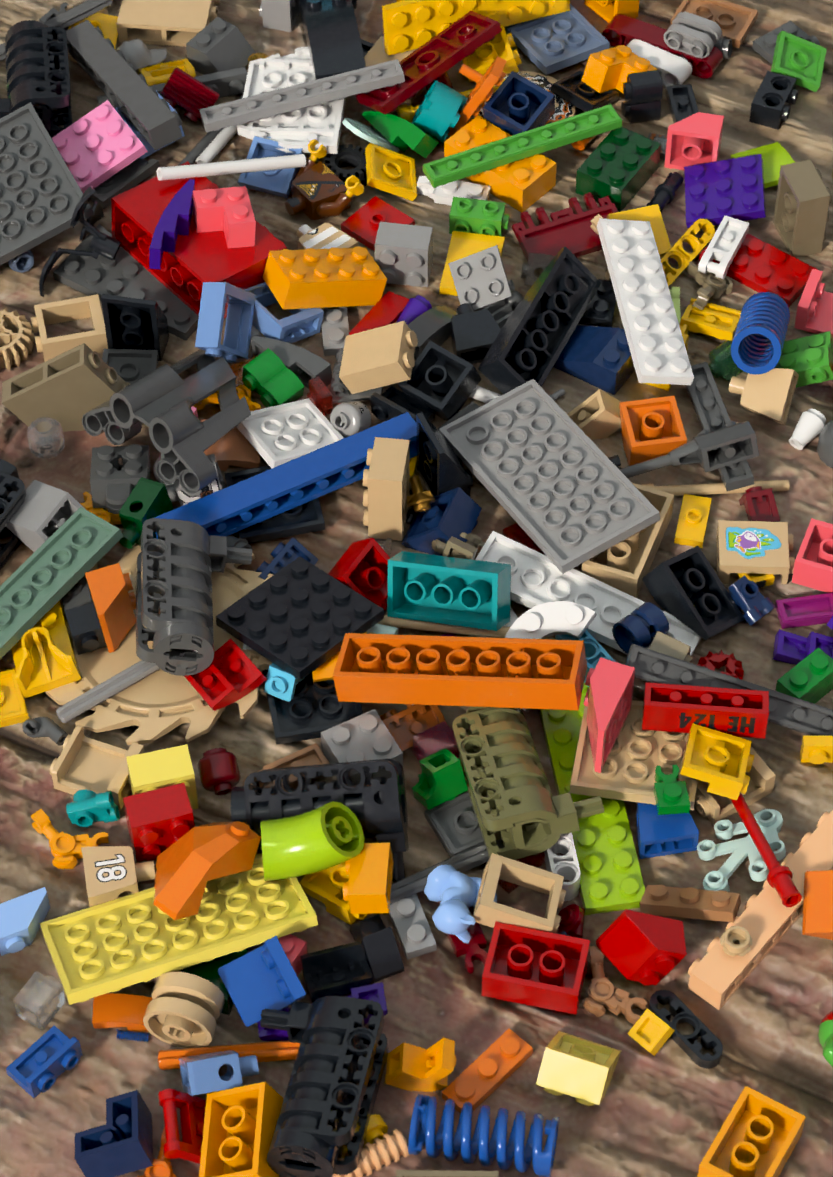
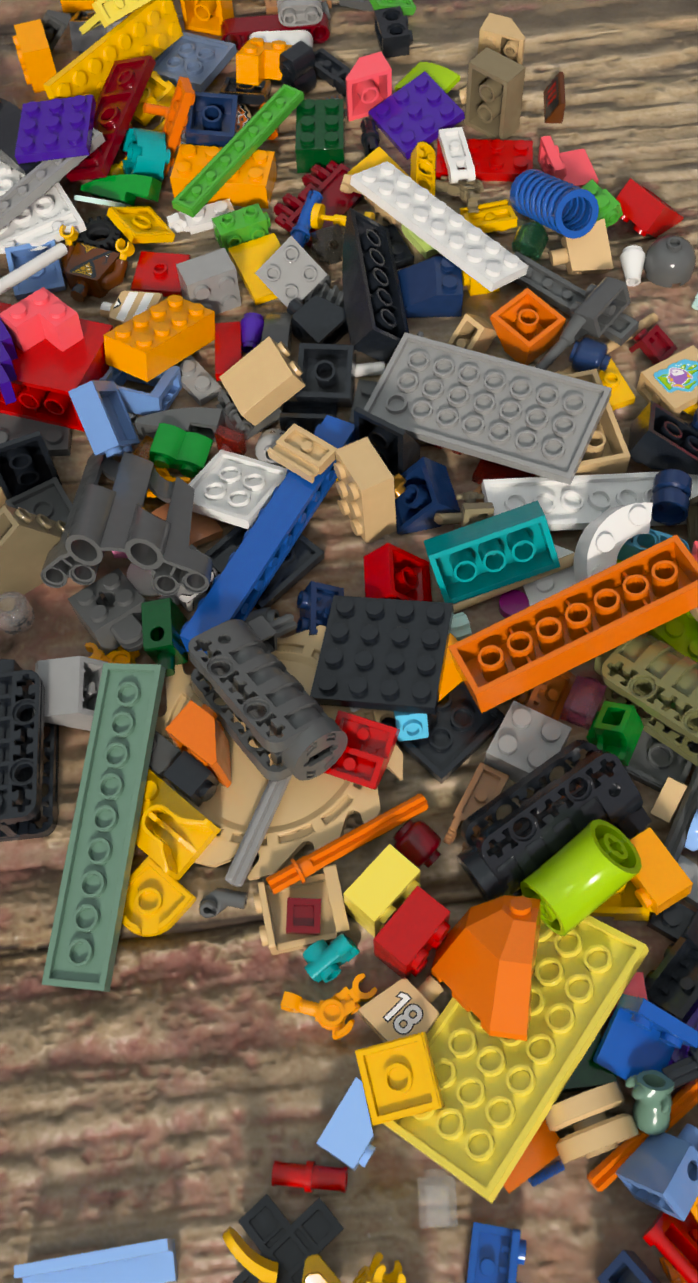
camera: 30 degrees left, 10 degrees up
(73, 903) = (399, 1078): none -> yellow plate
(94, 769) = (303, 916): none -> dark red plate
(164, 736) = (310, 863): none -> orange axle
(238, 1023) = (652, 1102): none -> sand green animal
(356, 428) = (303, 453): none -> tan plate
(367, 51) = (55, 129): none -> dark purple plate
(441, 849) = (668, 799): none -> tan piece
(521, 248) = (301, 231): none -> blue pin
(549, 241) = (318, 216): none -> yellow wheel
(685, 484) = (589, 355): none -> dark blue head

